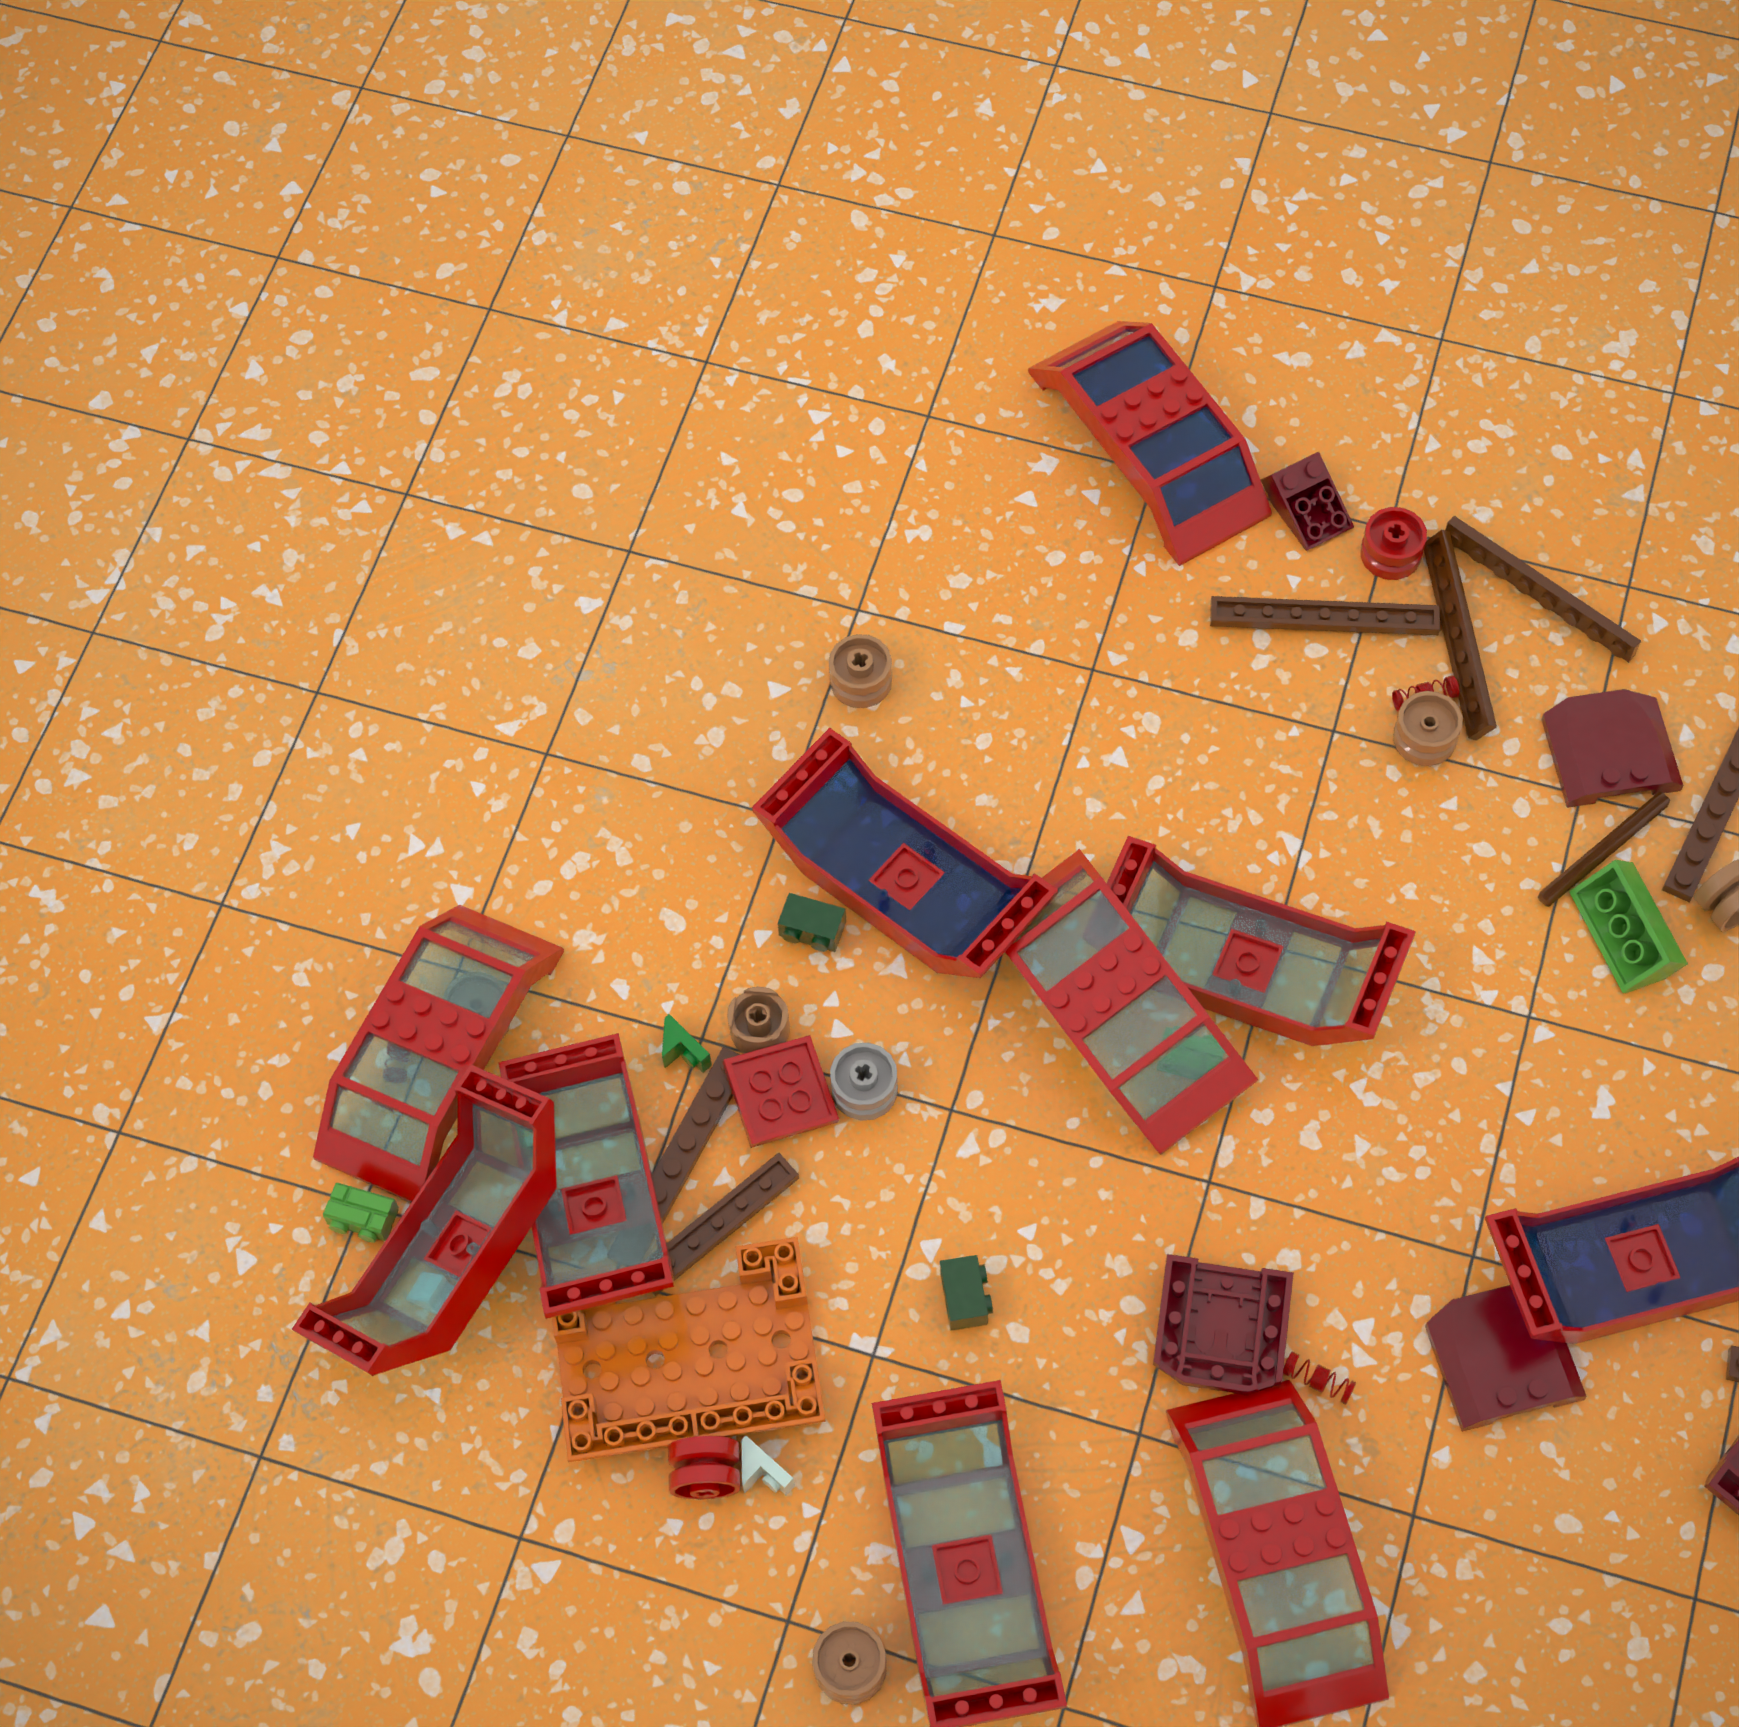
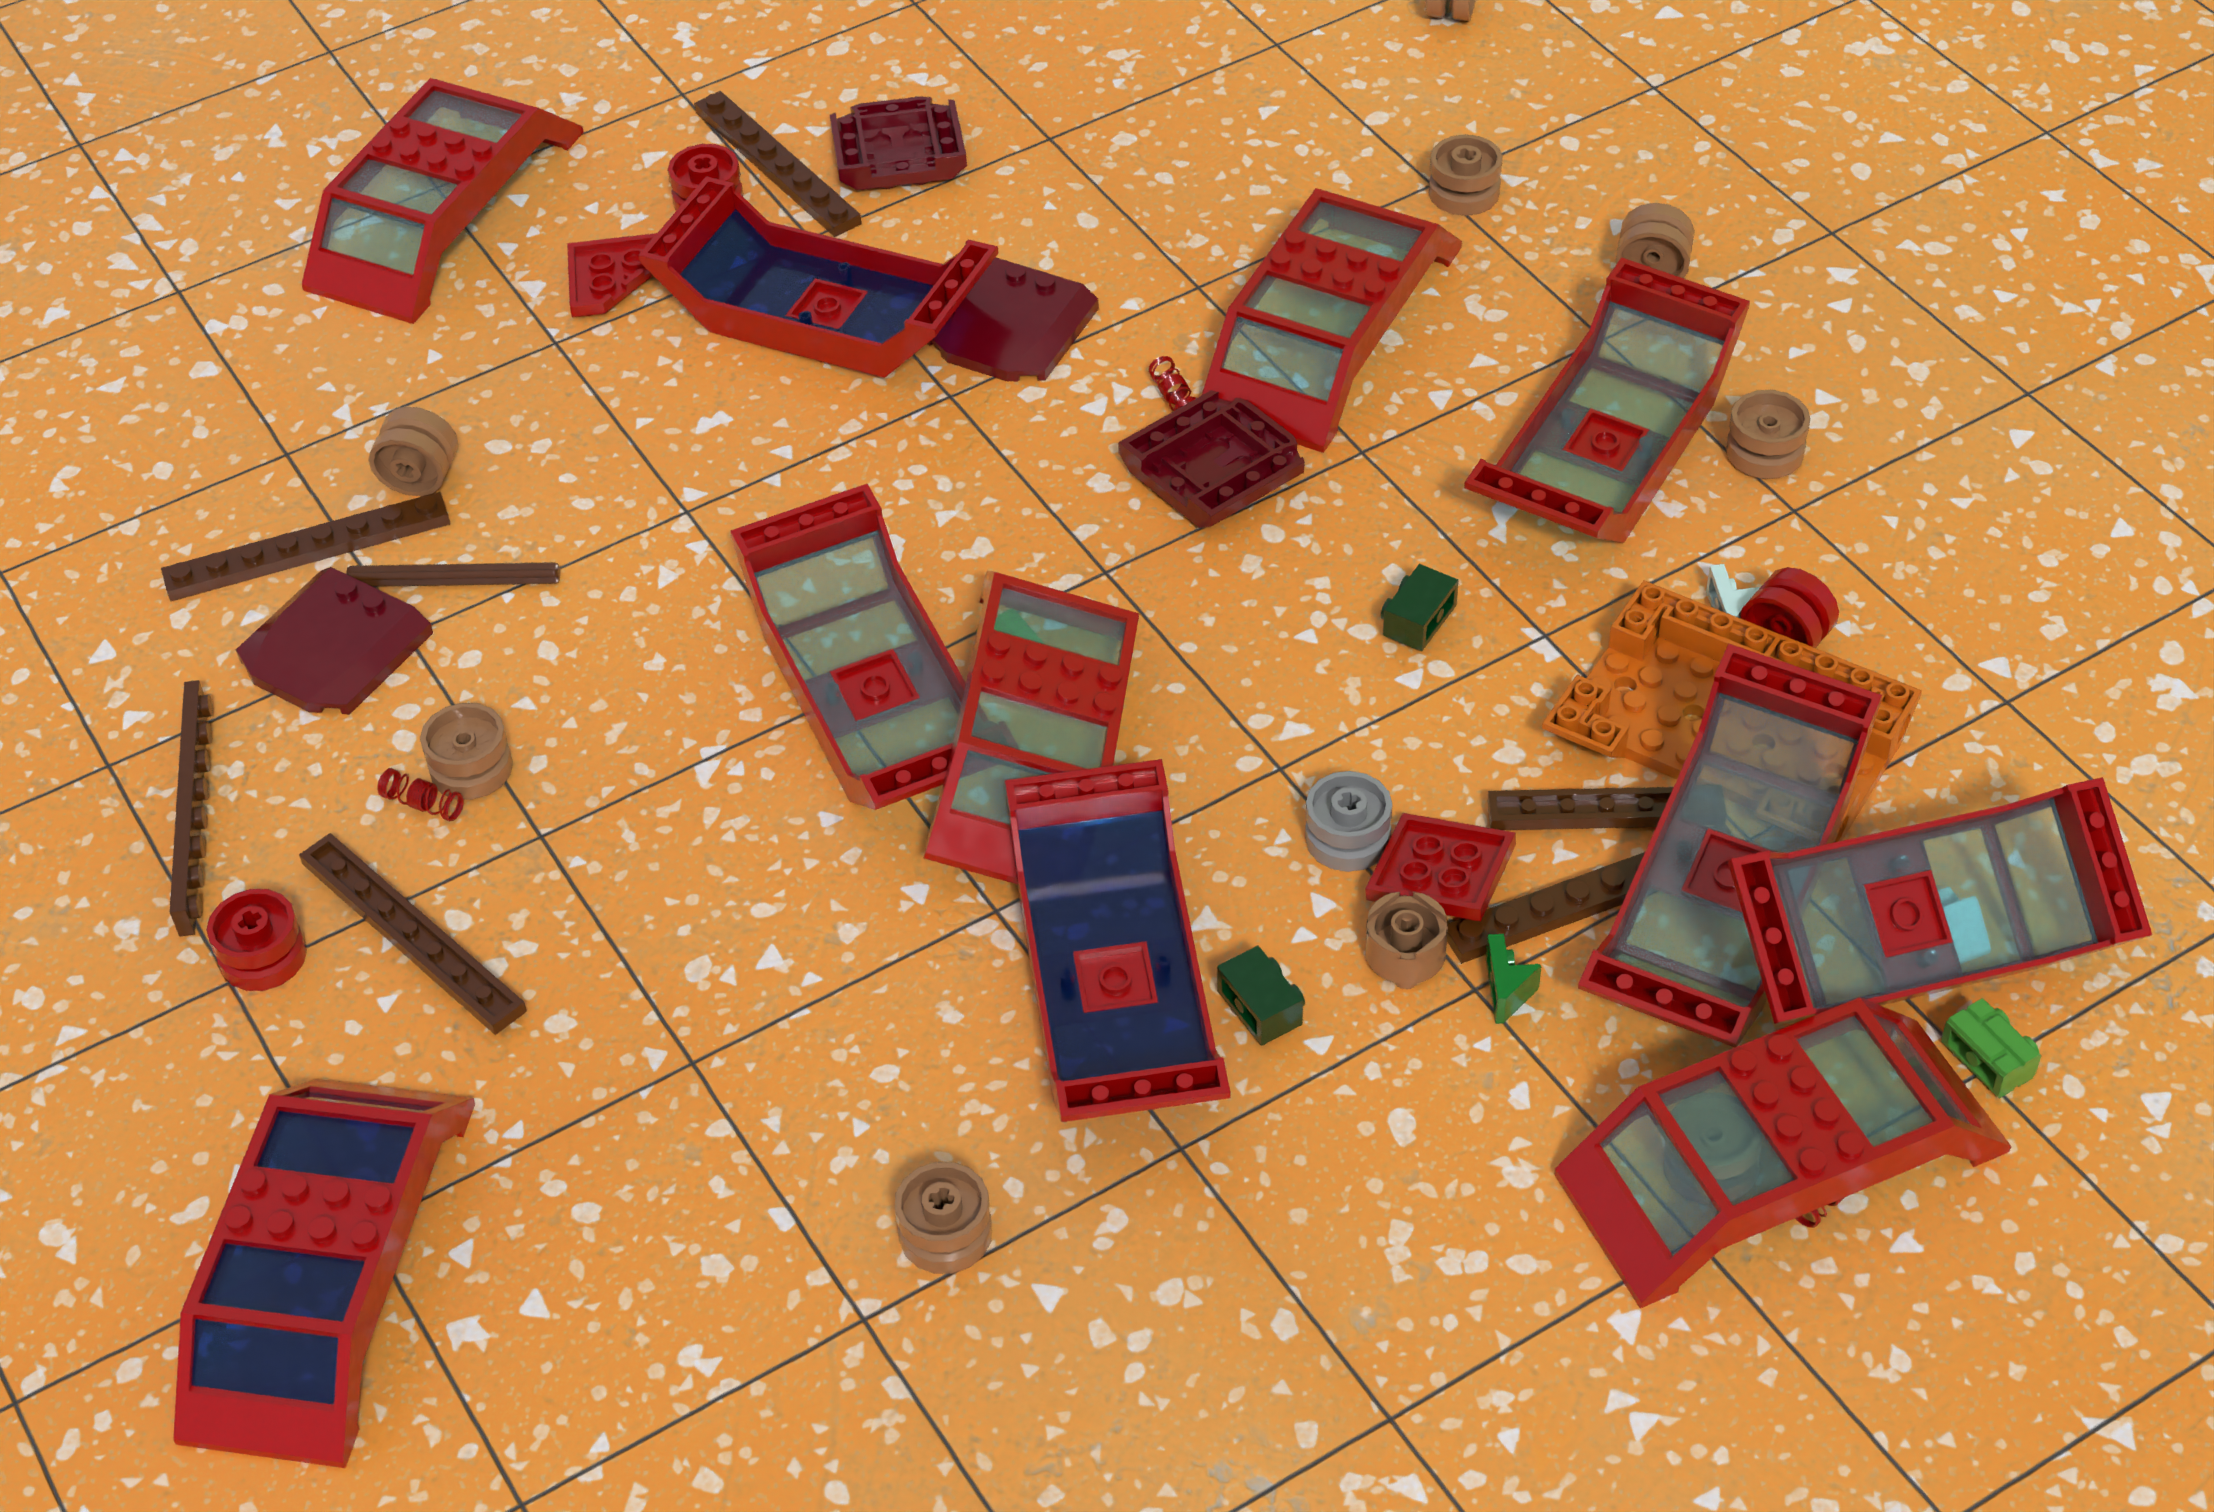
camera: 140 degrees left, 15 degrees down
(1308, 501) = (266, 1055): dark red slope -> none
(1459, 635) = (322, 812): reddish brown plate -> none
(1627, 926) = (522, 502): bright green slope -> none

